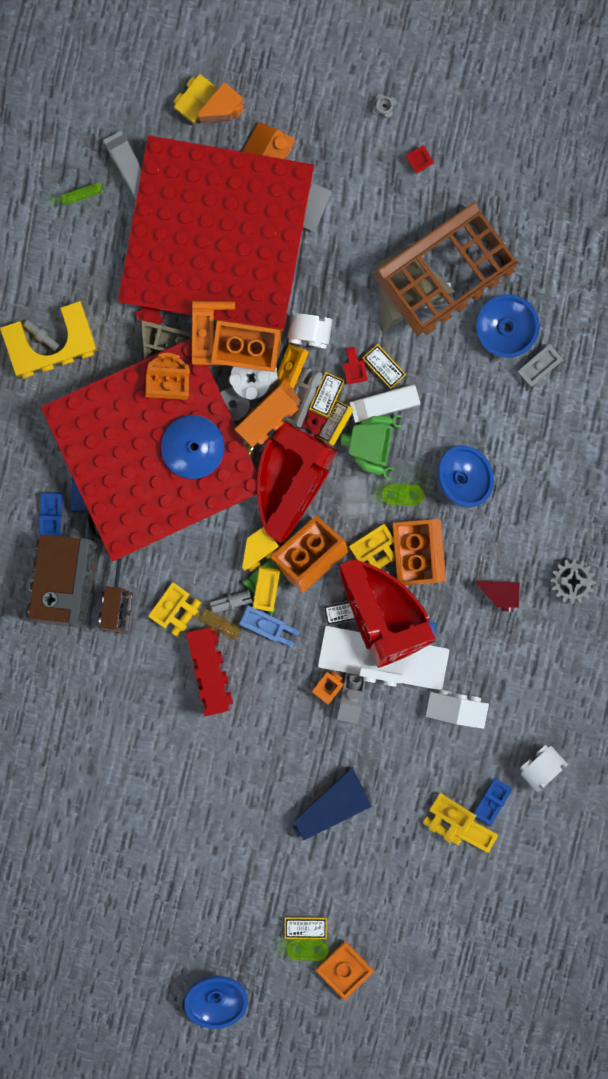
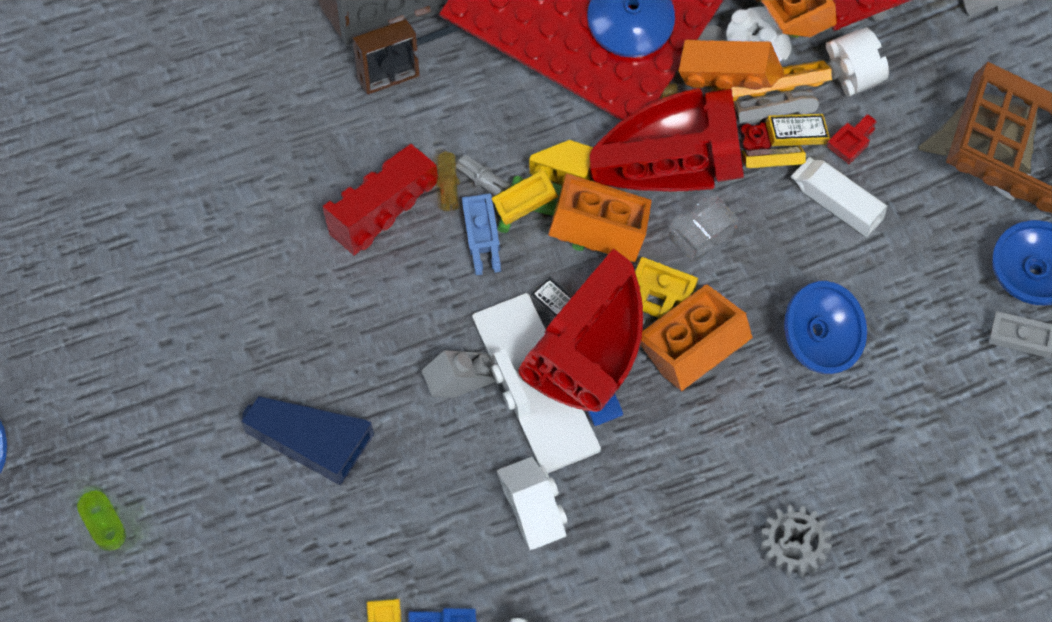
camera: 55 degrees right, 25 degrees down
(169, 605) = (431, 117): yellow plate -> none
(305, 927) = (129, 503): tile -> none
(324, 694) = (452, 329): orange brick -> none
(344, 970) = (100, 583): orange plate -> none
(371, 443) = (781, 204): bright green torso -> none
(384, 366) = (880, 169): tile -> none
(402, 494) = (750, 281): clear neon green plate -> none
(454, 814) = (393, 583): yellow plate -> none
(501, 593) = (717, 465): dark red slope -> none

